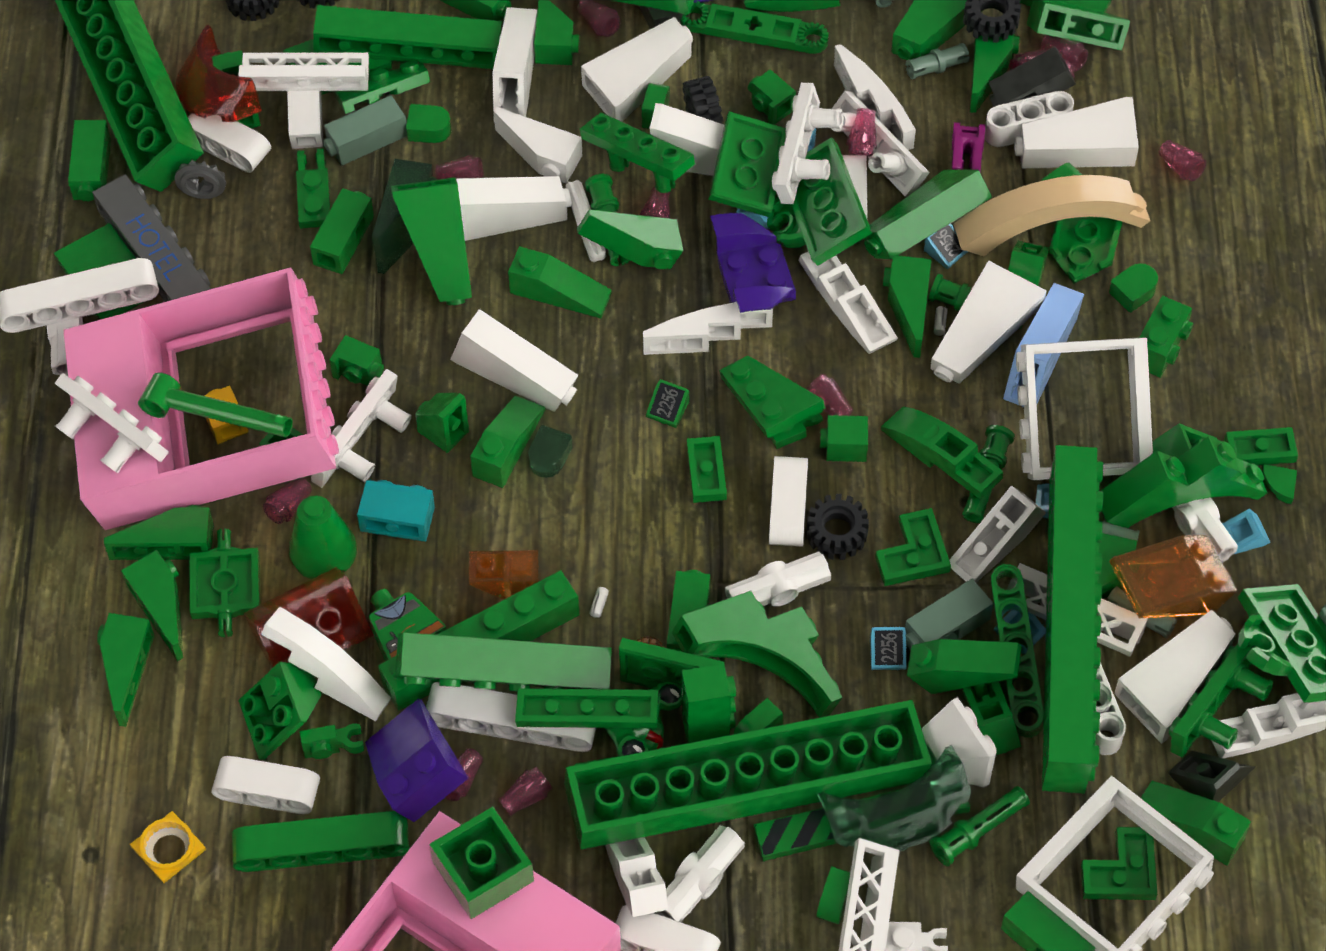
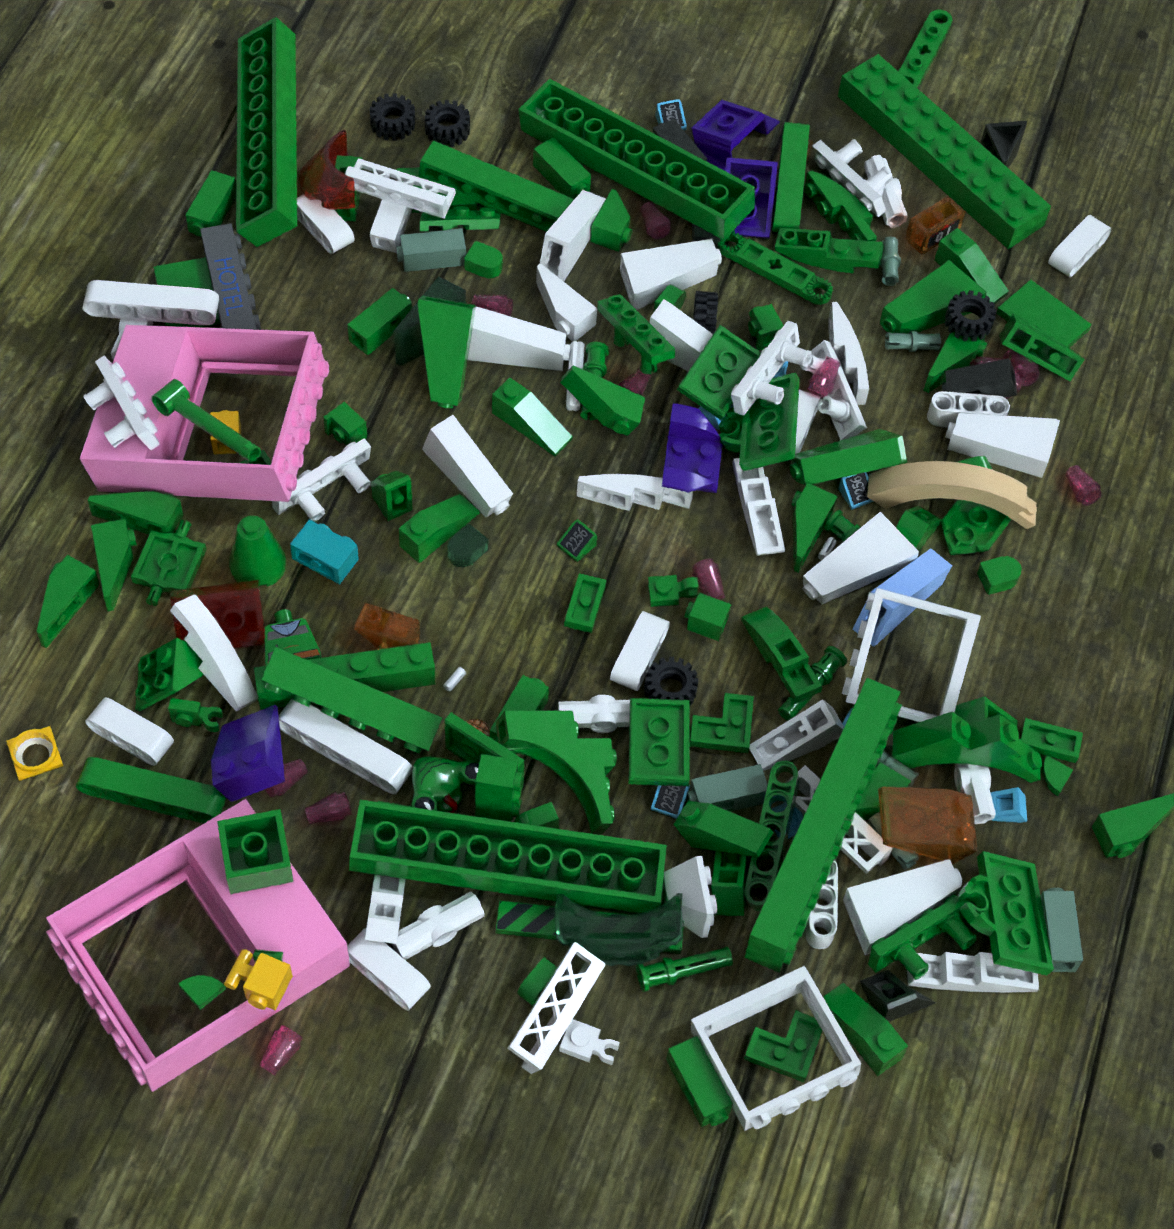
camera: 15 degrees right, 0 degrees up
(210, 187) = (278, 244): dark grey gear -> none
(284, 502) = (238, 512): clear pink cone -> none
(312, 191) = (372, 281): green hinge -> none
(587, 708) = (401, 759): green plate -> none
(769, 396) = (659, 561): green wing -> none
(854, 592) = (659, 742): none -> green tile
(970, 141) = (911, 413): magenta piece -> none
(1164, 332) = (1004, 621): green brick -> none

